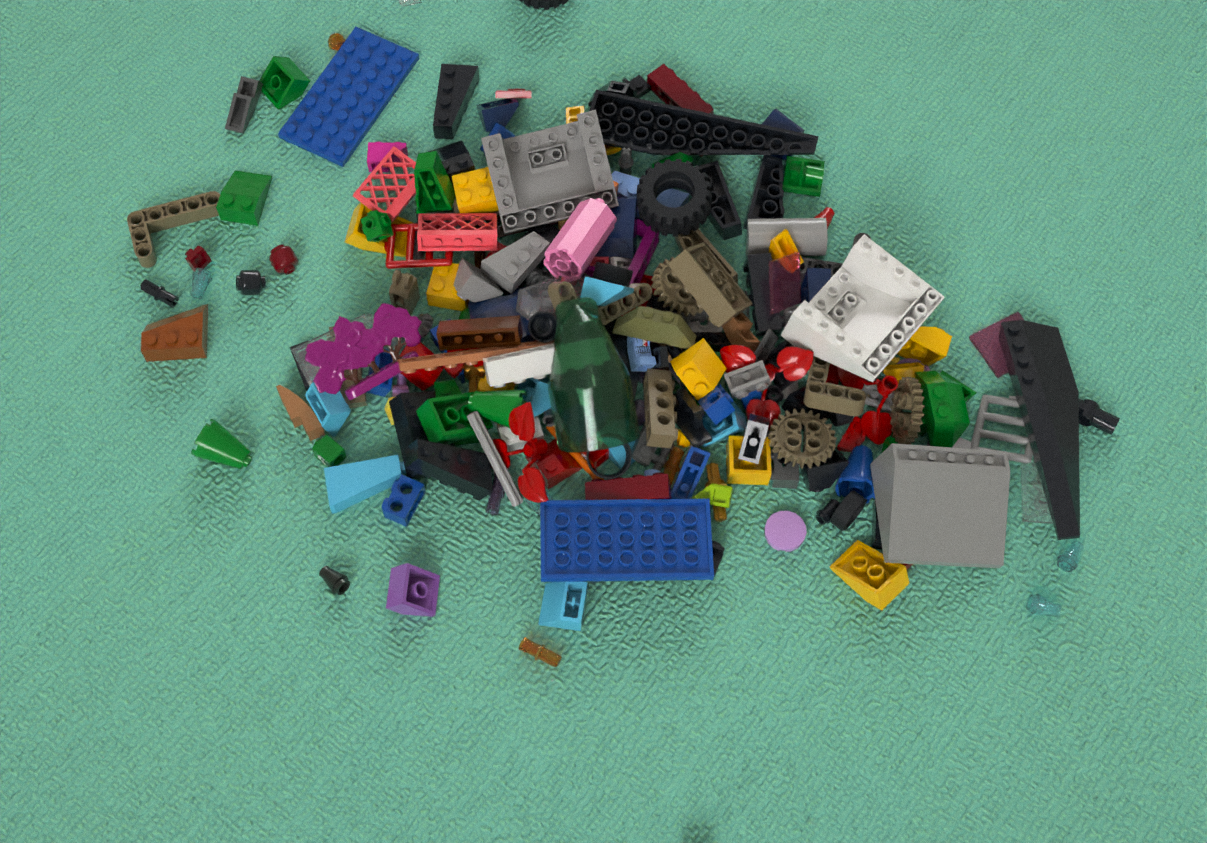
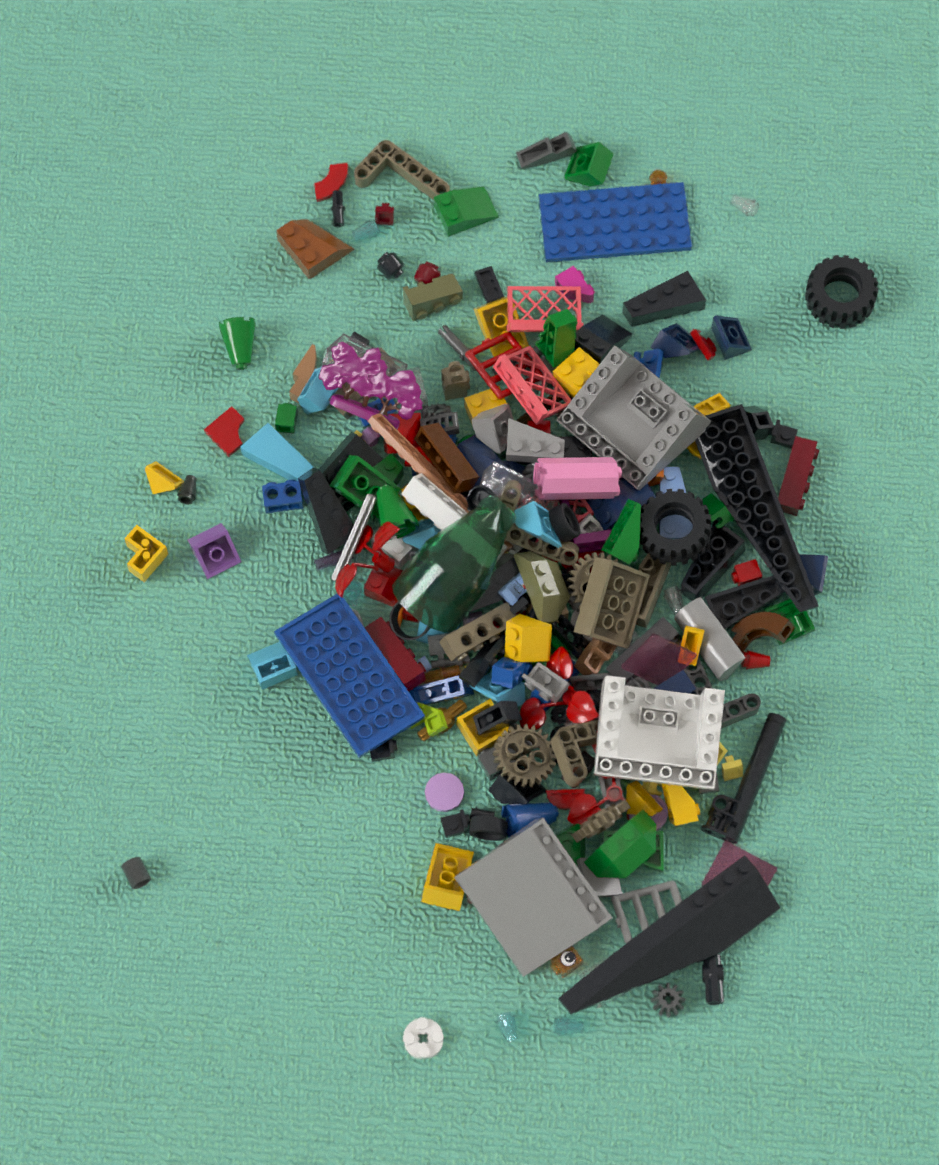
camera: 60 degrees right, 5 degrees up
(129, 284) = (333, 181): none -> red tile
(299, 513) = (225, 431): none -> red tile
(305, 597) = (161, 478): none -> yellow slope
(307, 267) = (432, 296): none -> olive wedge
(331, 218) = (488, 284): none -> black plate
(368, 275) = (456, 344): none -> dark grey pin
(370, 649) = (148, 553): none -> yellow brick
(376, 226) = (493, 322): green brick -> none
(438, 315) = (452, 416): none -> dark grey slope
(519, 75) = (730, 336): none -> dark blue slope
(540, 652) = (225, 670): clear orange axle -> none
(626, 161) = (696, 471): dark grey axle -> none
(653, 235) = (625, 535): none -> green slope
(728, 247) = (674, 598): none -> clear cone
(742, 181) = (746, 572): none -> red brick
(800, 190) = (761, 625): none -> reddish brown arch
(822, 538) = (455, 824): none -> black bracket
(953, 315) = (732, 819): none -> black piece
(1015, 522) = (566, 962): none -> clear orange brick
(1020, 676) = (423, 1050): none -> white plate
(1100, 464) = (662, 1004): none -> dark grey gear

